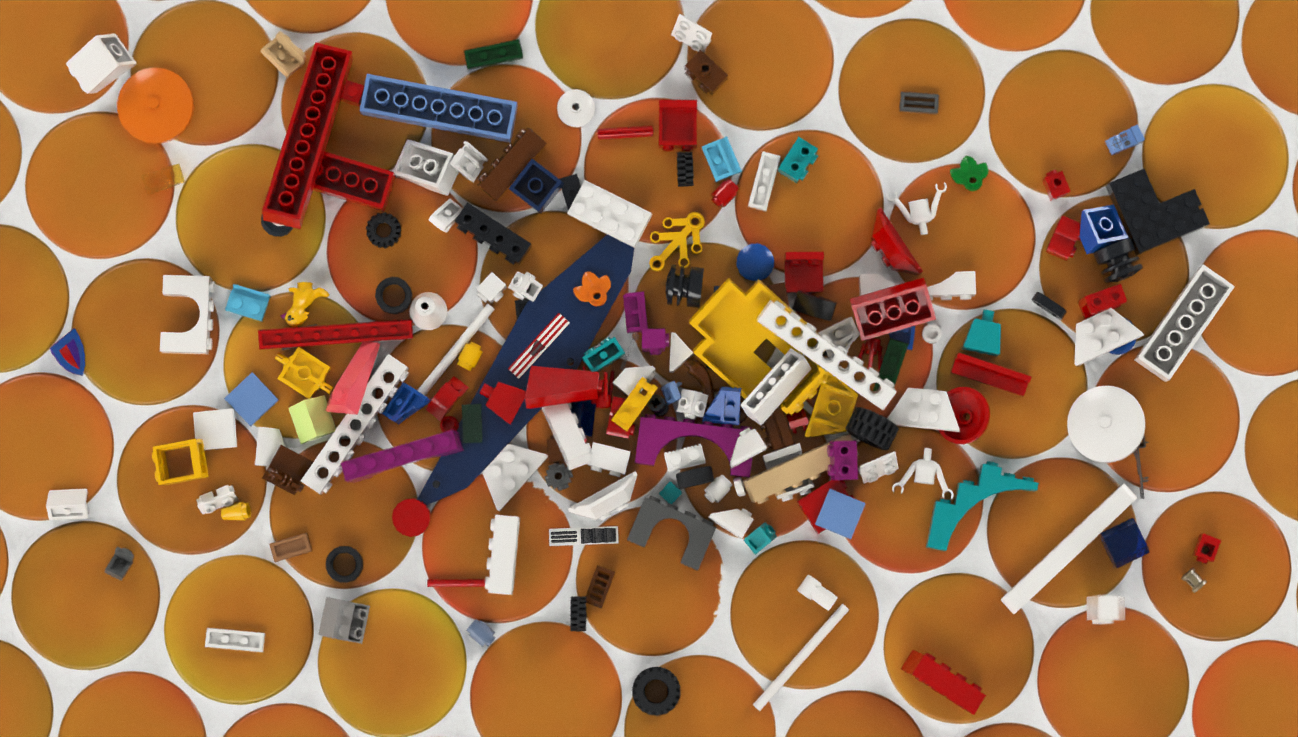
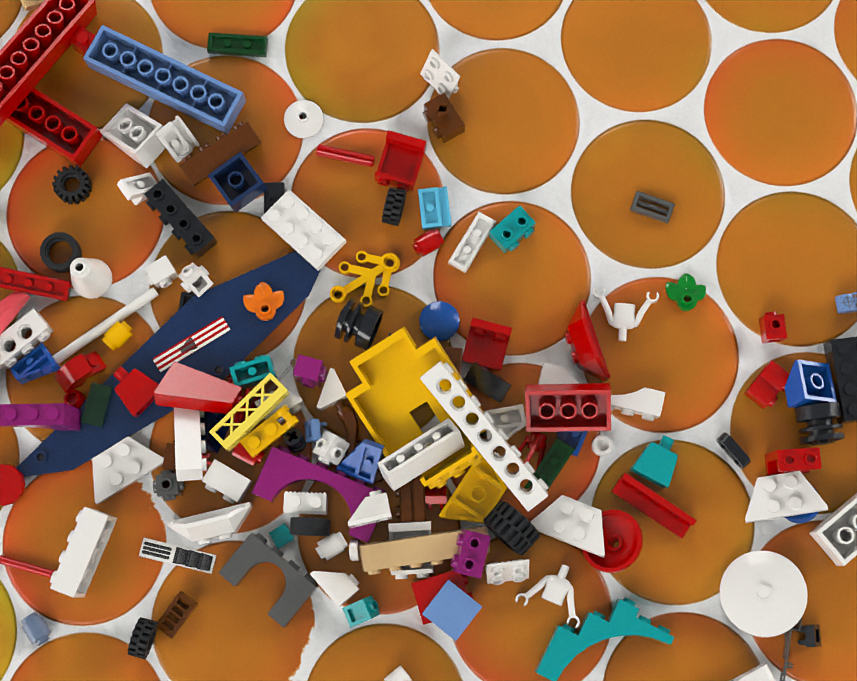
camera: 15 degrees right, 5 degrees down
(617, 399) = (255, 418): none -> light yellow fence
(635, 312) = (301, 336): magenta hinge -> none
(1158, 448) = (812, 635): none -> black tile

